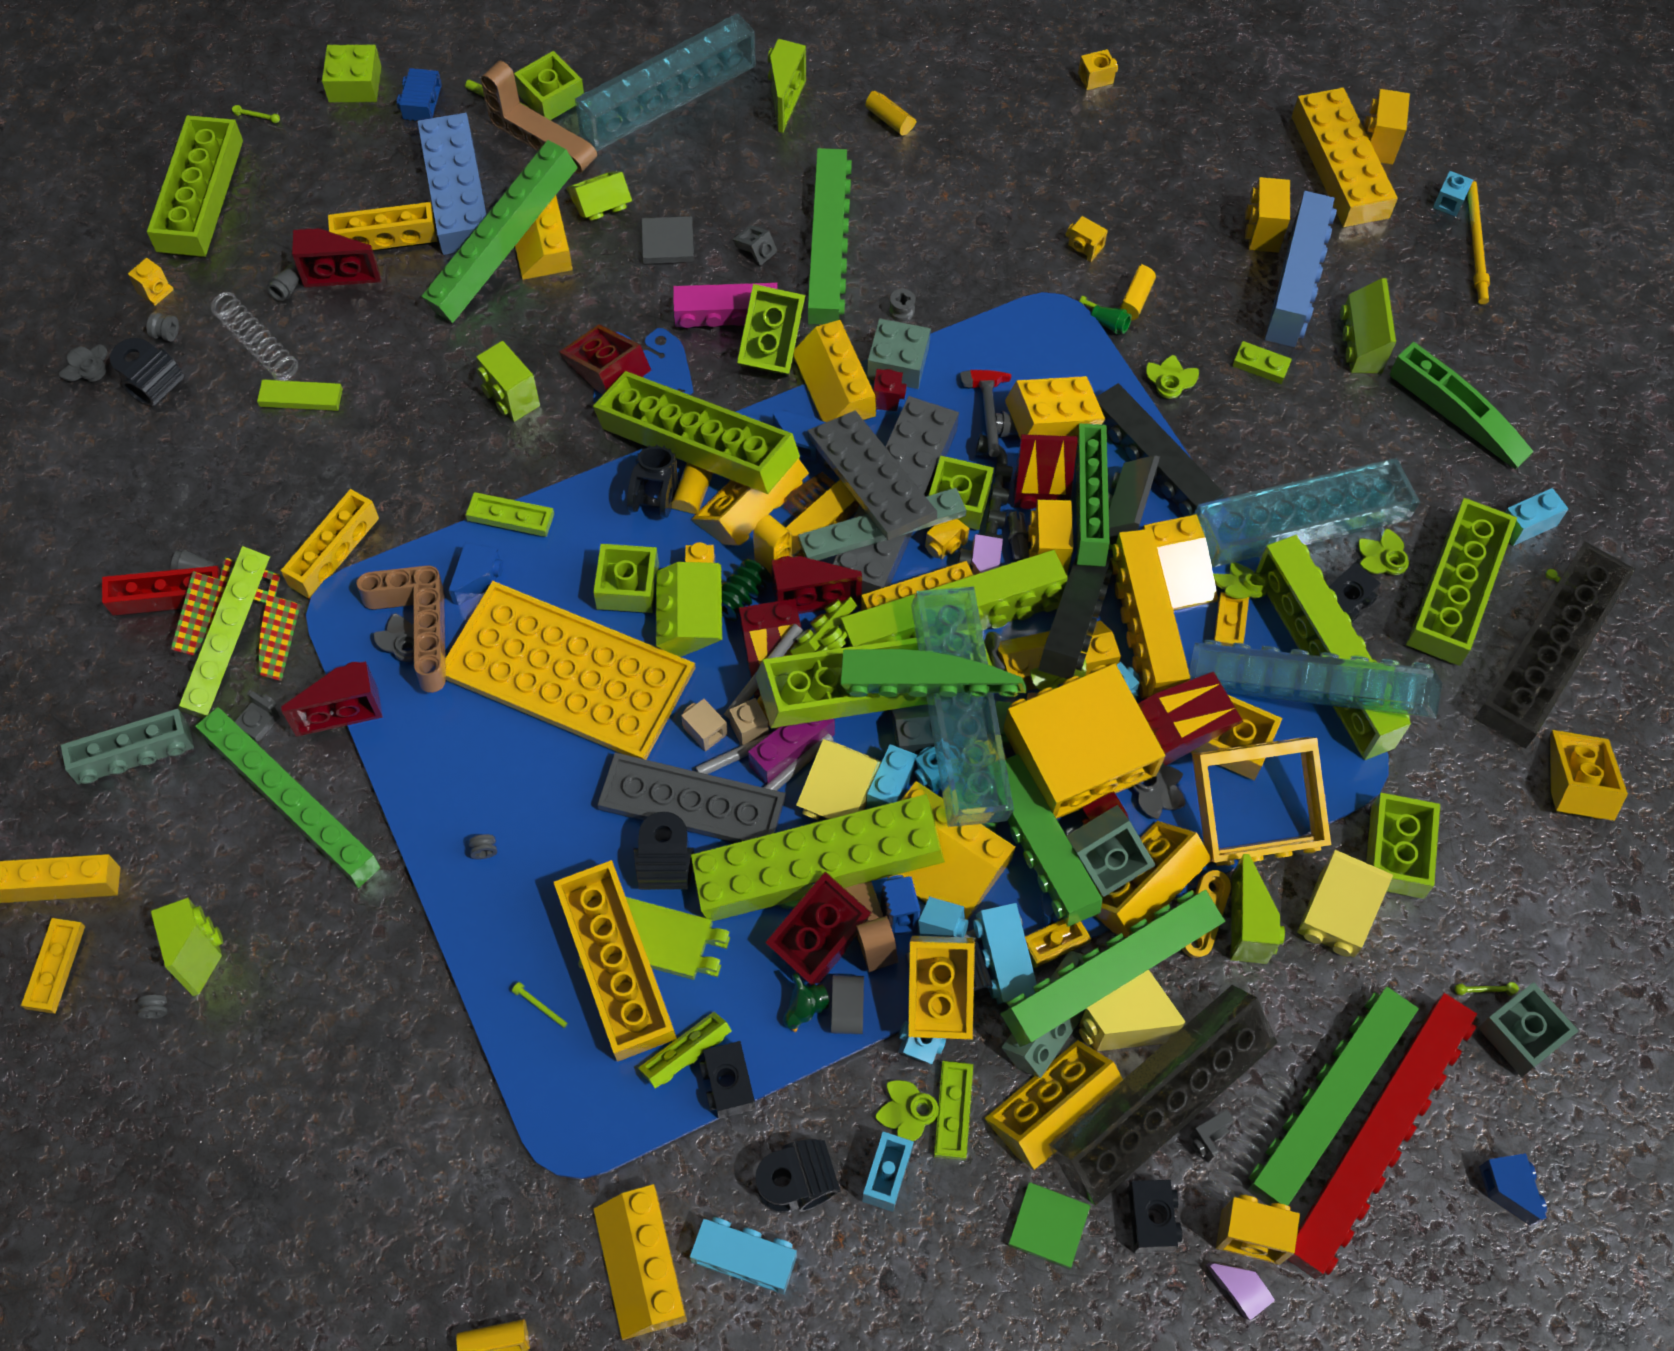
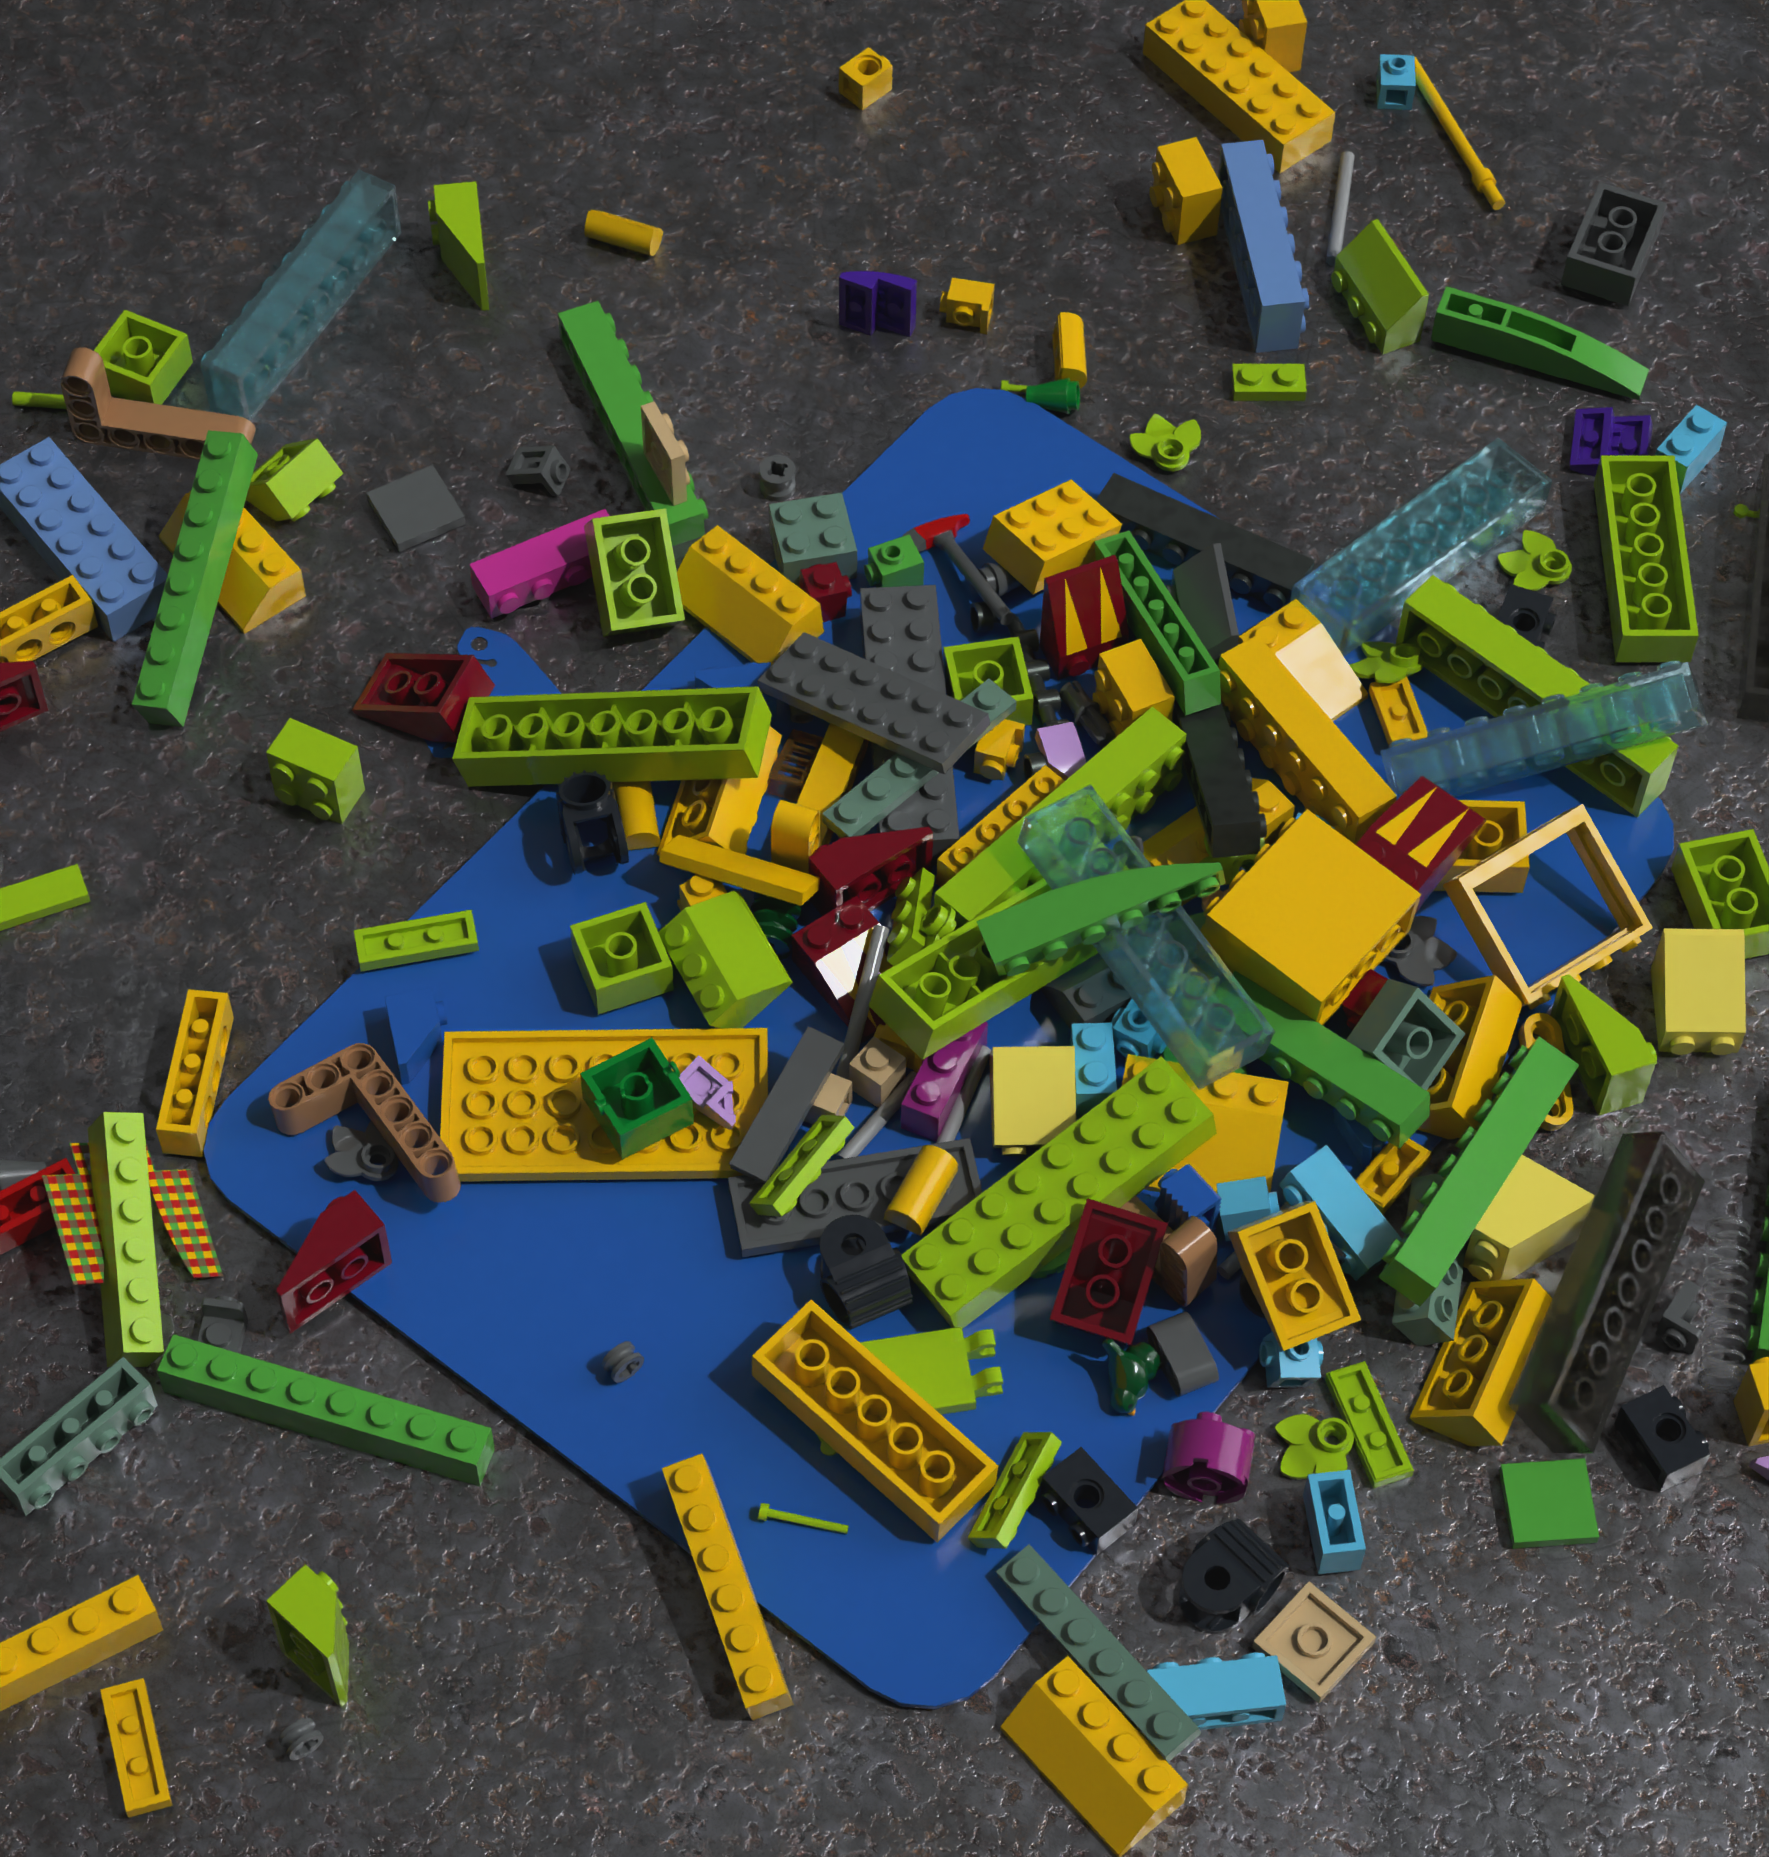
camera: 25 degrees left, 5 degrees down
(463, 1031) = (727, 1587): none -> yellow brick
(579, 675) = (637, 1098): none -> green brick
(631, 689) = (710, 1092): none -> lavender slope
(662, 766) = (802, 1166): none -> lime plate
(674, 720) = (787, 1105): none -> dark grey tile
(677, 1193) = (1099, 1653): none -> sand green plate
(727, 551) = (739, 870): none -> yellow tile
(732, 815) = (922, 1189): none -> yellow brick
(824, 1087) = (1208, 1459): none -> magenta brick
(829, 259) = (665, 453): none -> tan plate
(832, 1250) = (1314, 1641): none -> tan plate
(943, 389) = (895, 564): none -> bright green brick
(1025, 213) = (876, 300): none -> dark purple slope
(1373, 261) = (1340, 206): none -> light grey bar
(1479, 485) = (1601, 433): none -> dark purple slope
(1550, 355) = (1613, 243): none -> dark grey brick

